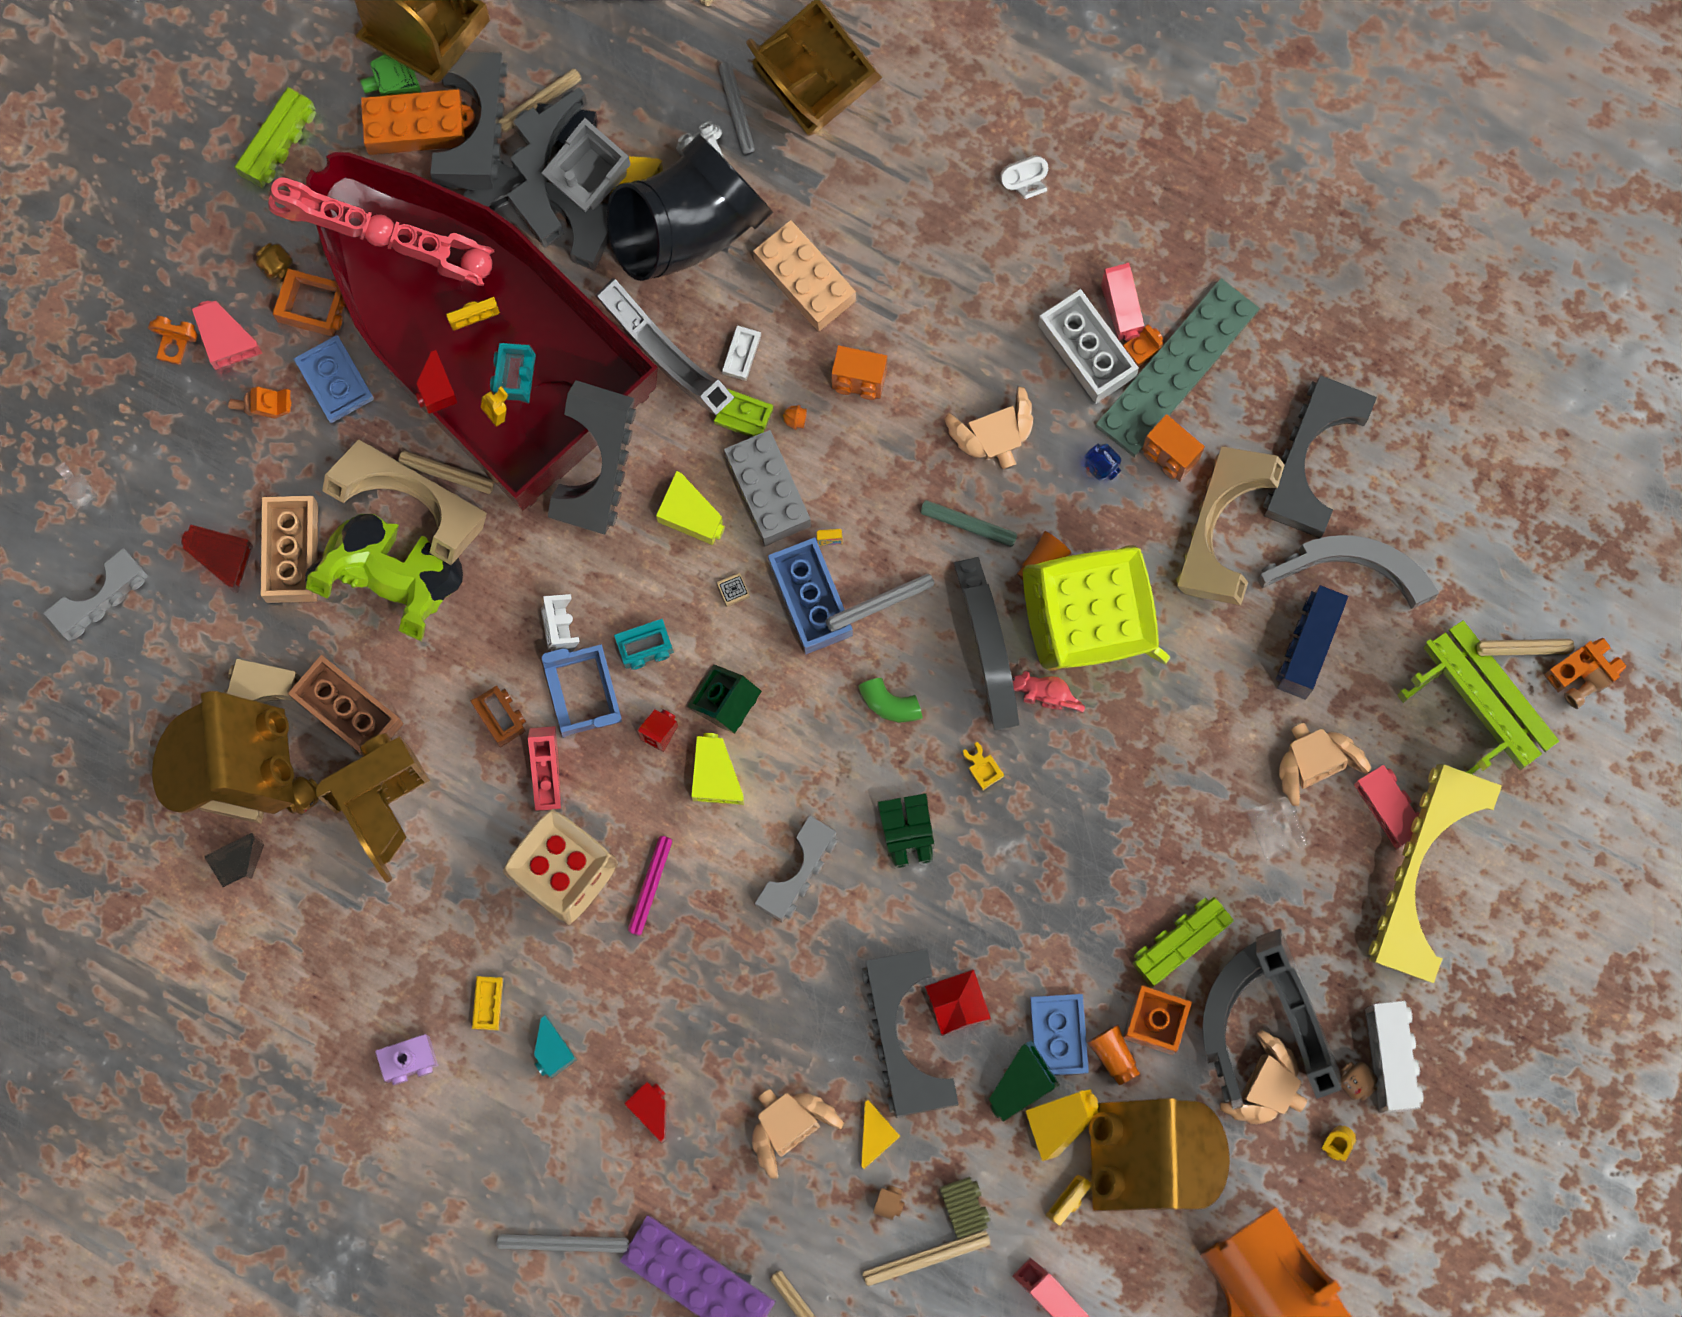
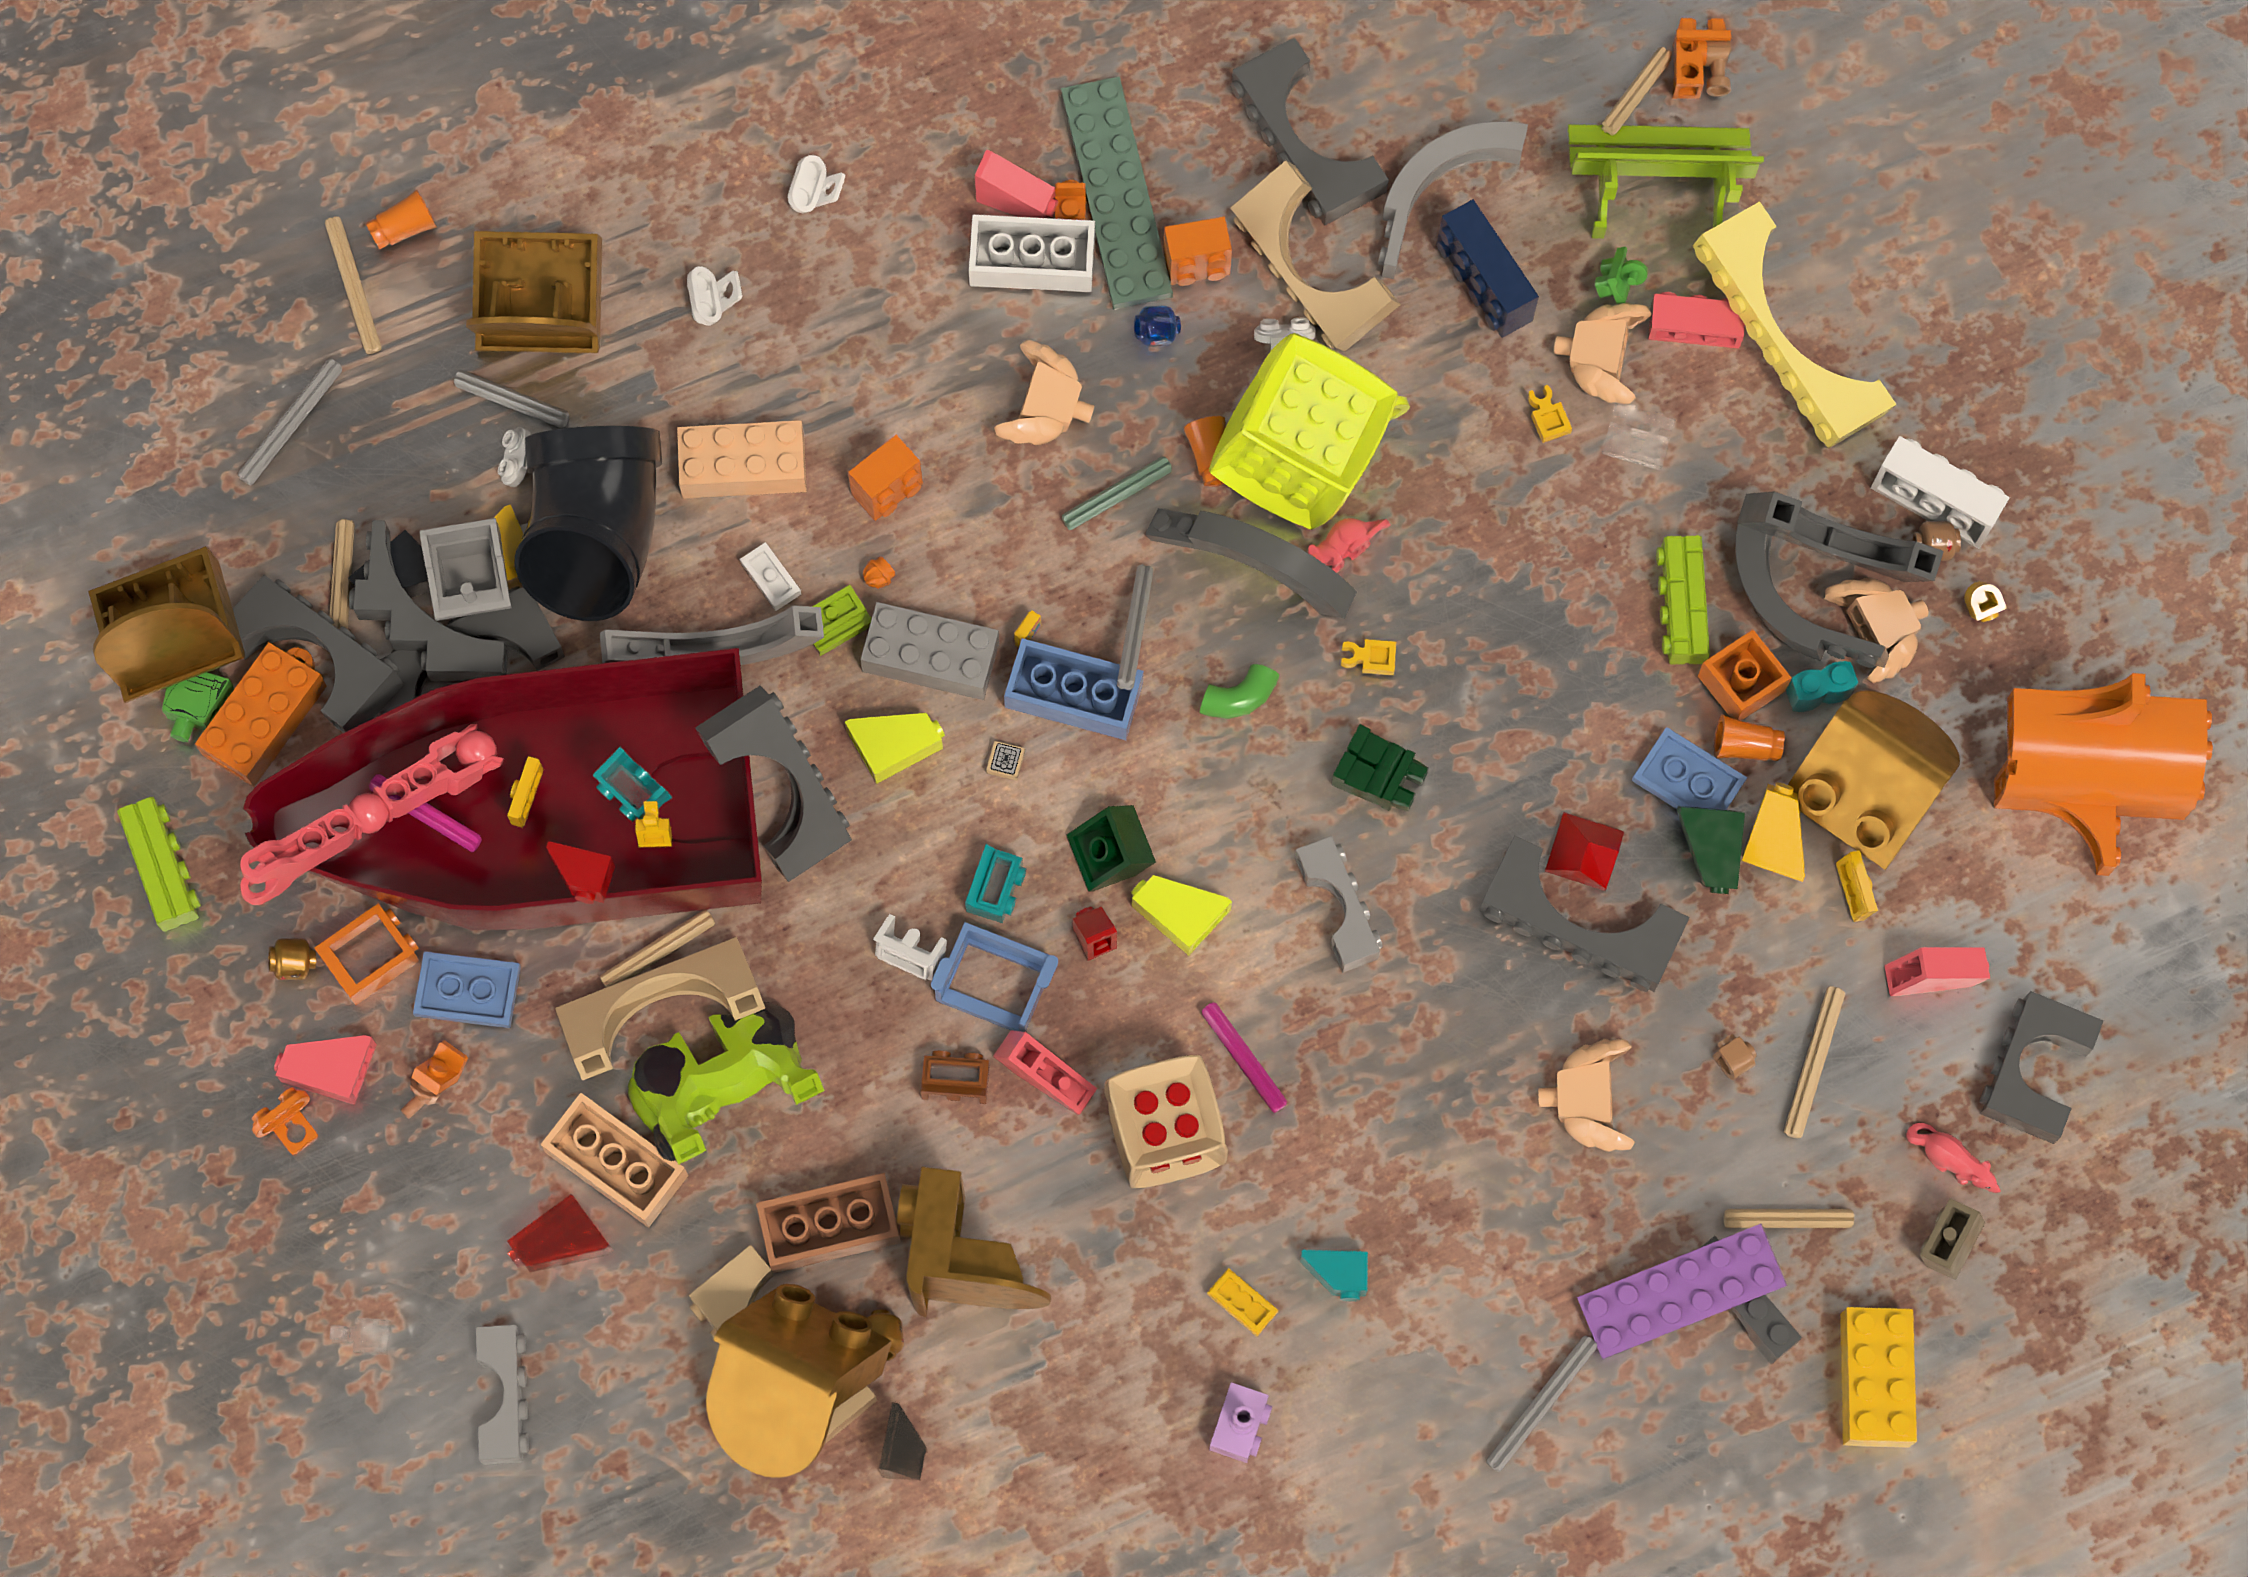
camera: 55 degrees left, 5 degrees down
(416, 276) = (438, 820): none -> dark pink axle
(650, 1109) = (1473, 1218): red slope -> none
(877, 1135) = (1659, 1021): yellow tile -> none
(899, 170) = (707, 294): none -> white bracket
(964, 1207) = (1792, 988): olive brick -> none
(1162, 548) = (1271, 332): none -> white bracket
(1198, 1081) = (1814, 687): none -> teal brick
(1241, 761) = (1548, 418): none -> yellow plate
(1379, 733) = (1619, 275): none -> bright green hips

